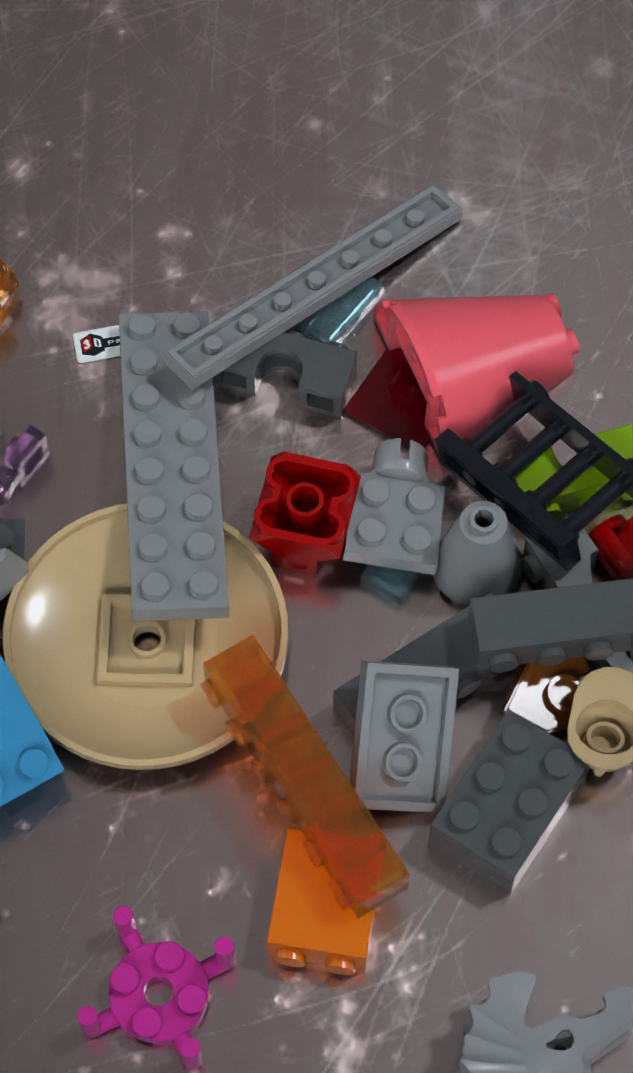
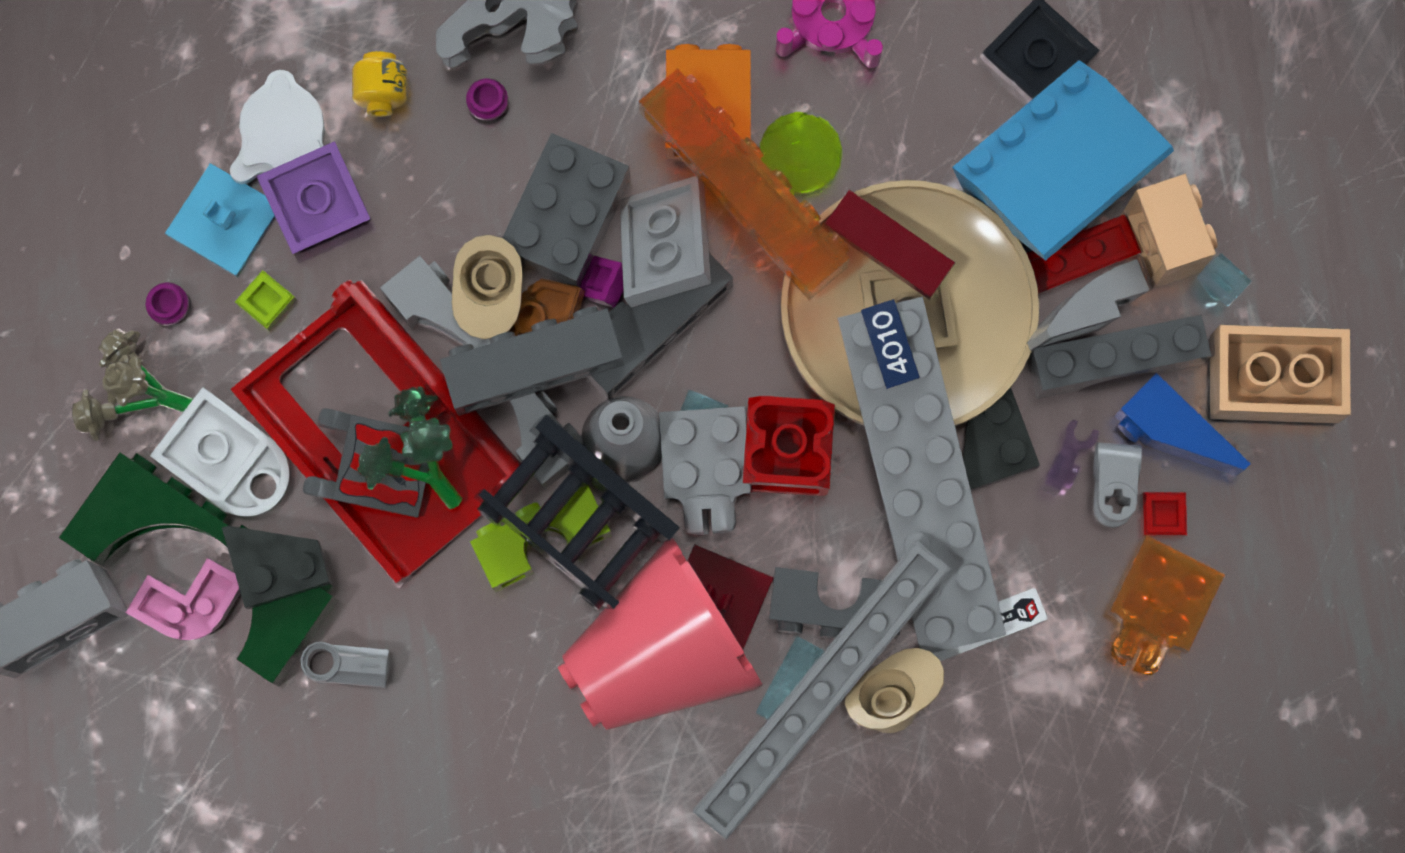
camera: 170 degrees right, 15 degrees up
(84, 488) = (997, 444): none -> pearl dark grey wing
(154, 691) = (889, 244): none -> dark red tile
(178, 568) = (890, 343): none -> dark blue sticker
(230, 835) = (803, 150): none -> clear neon green tile
(239, 269) = (895, 690): none -> tan piece
(475, 720) = (603, 281): none -> magenta plate
(582, 954) = (487, 99): none -> magenta plate

